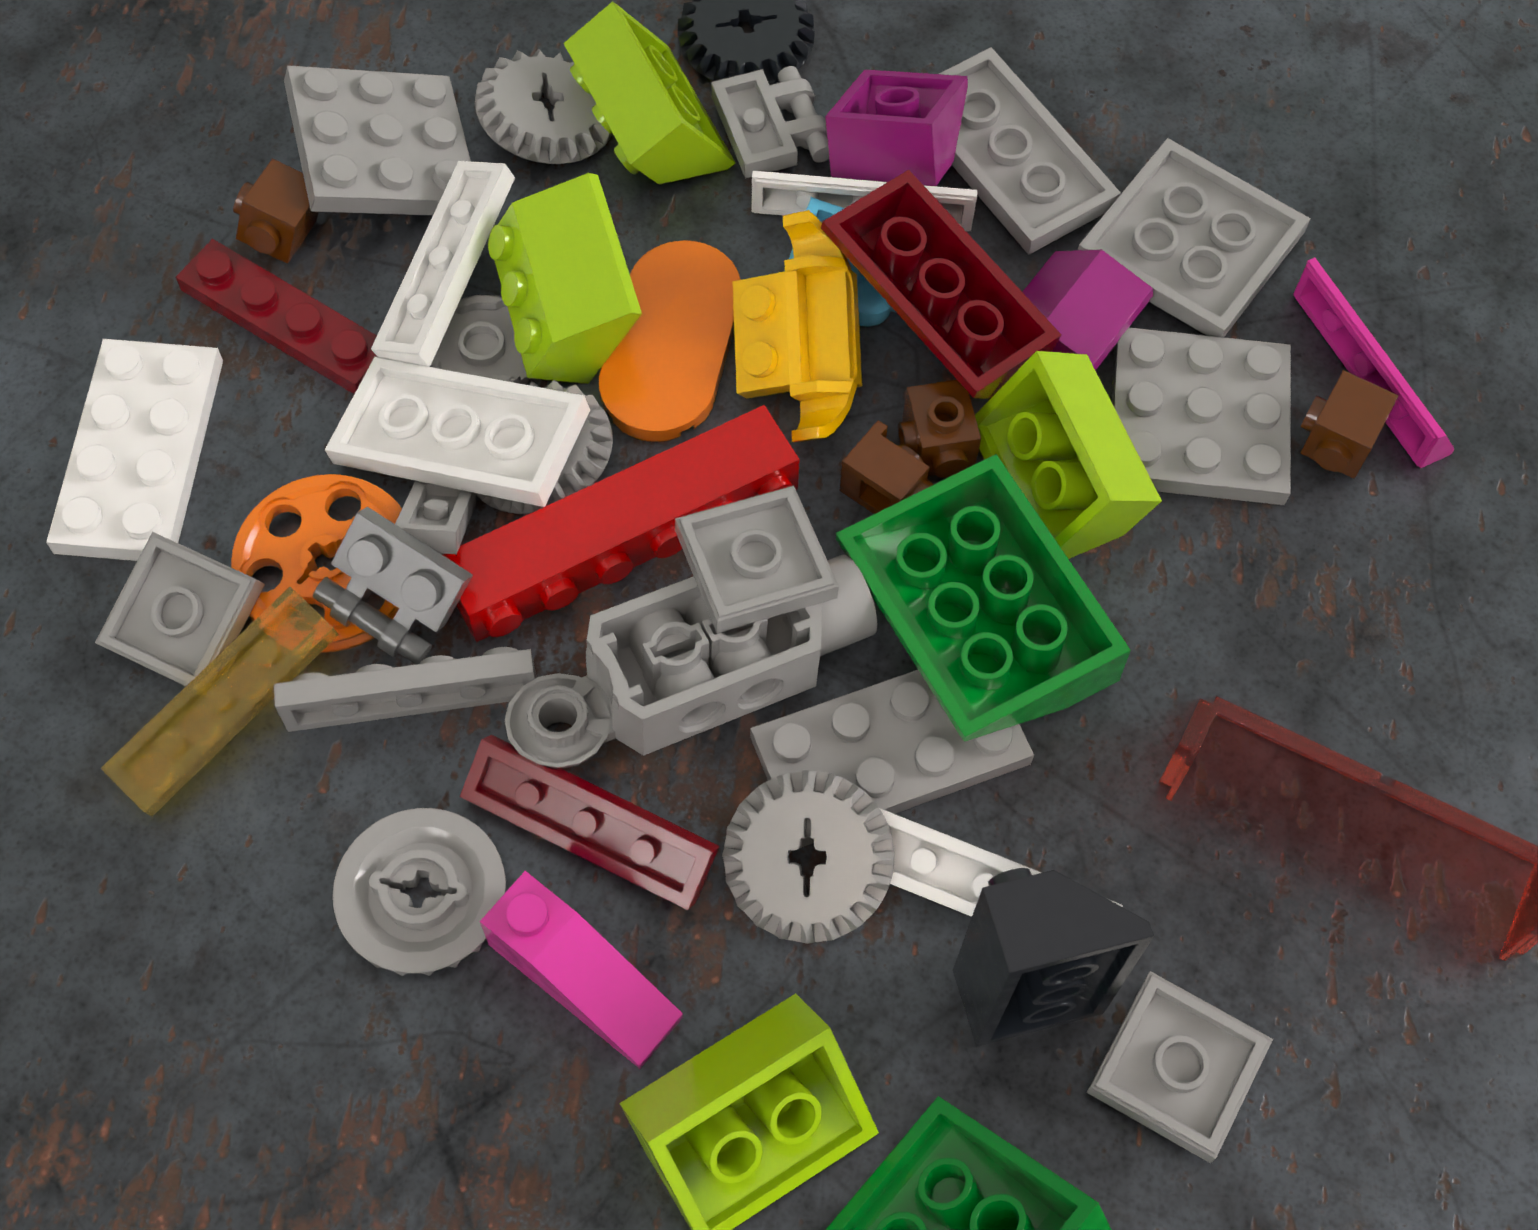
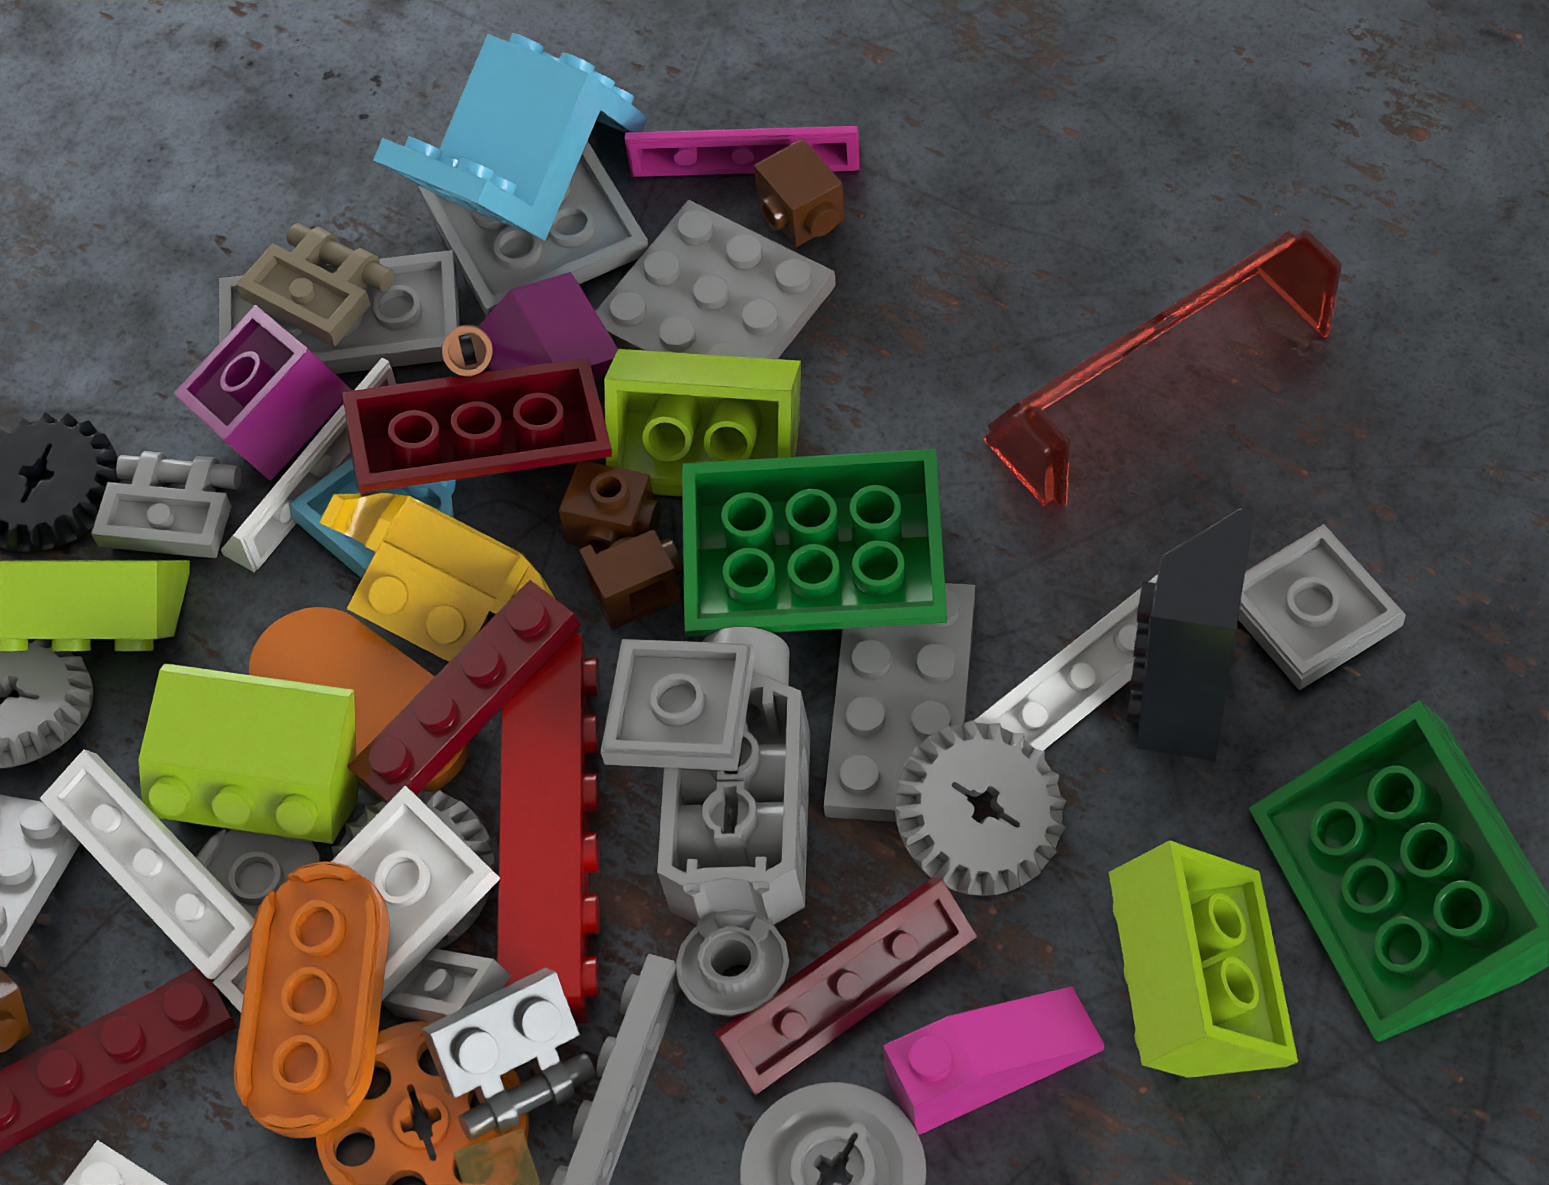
camera: 55 degrees left, 5 degrees down
(380, 427) = (312, 1000): none -> orange tile
(697, 401) = (465, 694): none -> dark red plate
(1004, 106) = (306, 294): none -> dark tan plate
(1009, 234) = (470, 346): none -> nougat hinge
(1238, 169) = (516, 134): none -> medium azure bracket

